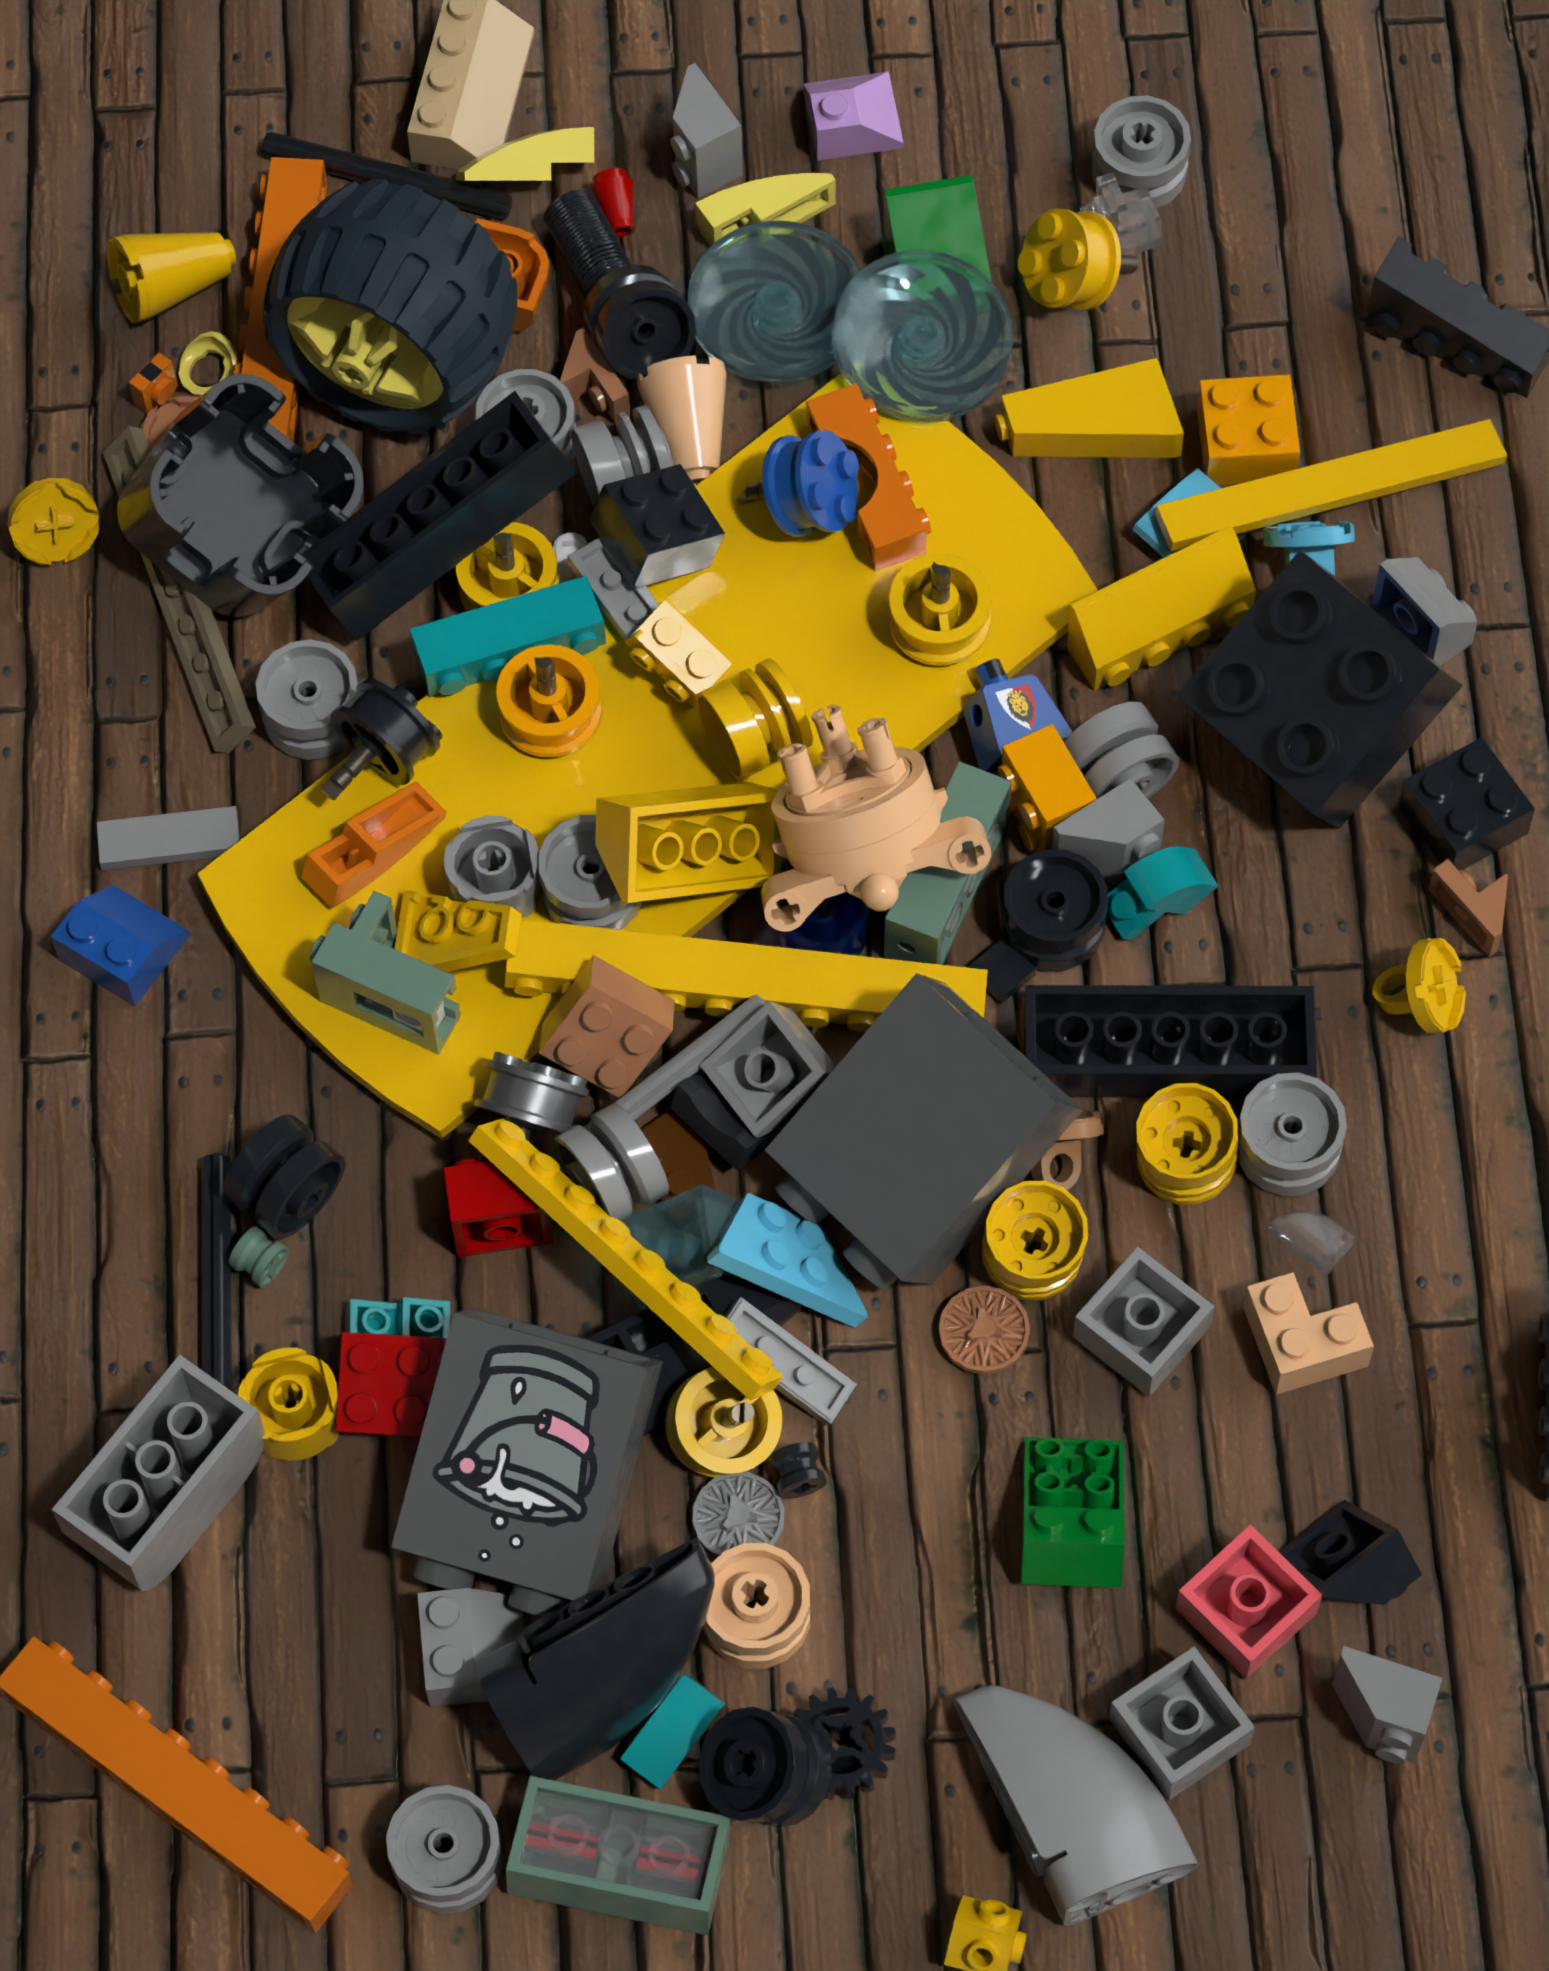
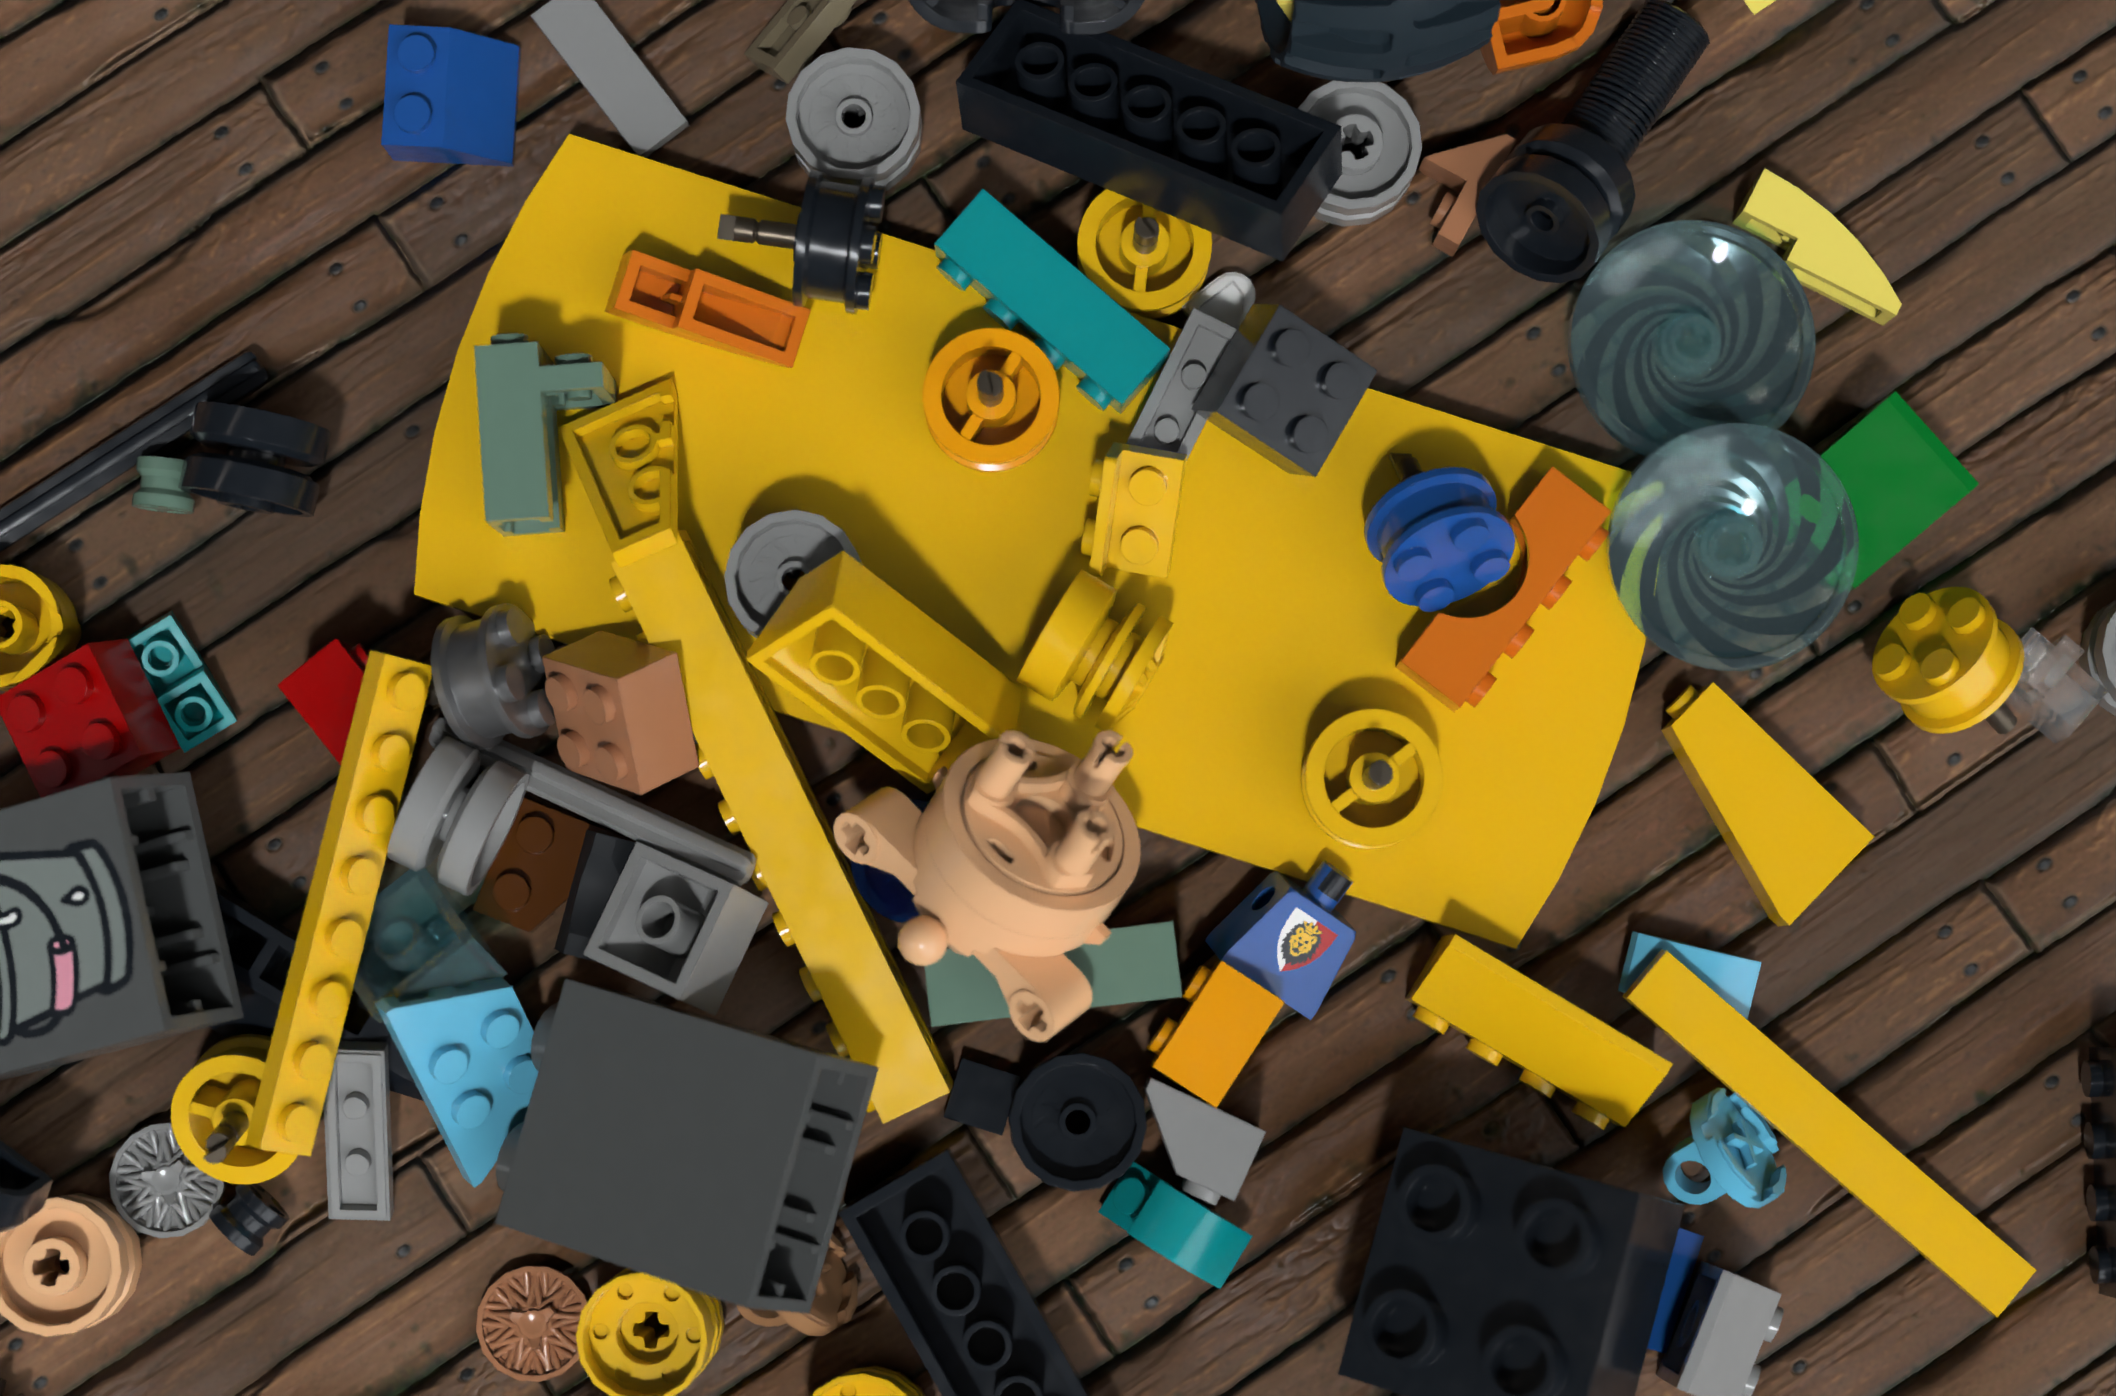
camera: 55 degrees right, 20 degrees up
(494, 864) = (741, 433): light grey brick -> none
(616, 197) = (1724, 68): red cone -> none
(619, 457) = (1364, 292): light grey wheel -> none
(689, 409) = (1471, 332): light nougat cone -> none
(705, 137) = (1859, 125): light grey slope -> none
(853, 116) = (2016, 275): lavender slope -> none
(1123, 746) = (1306, 1091): light grey wheel -> none
(1247, 428) = (1847, 994): light orange brick -> none

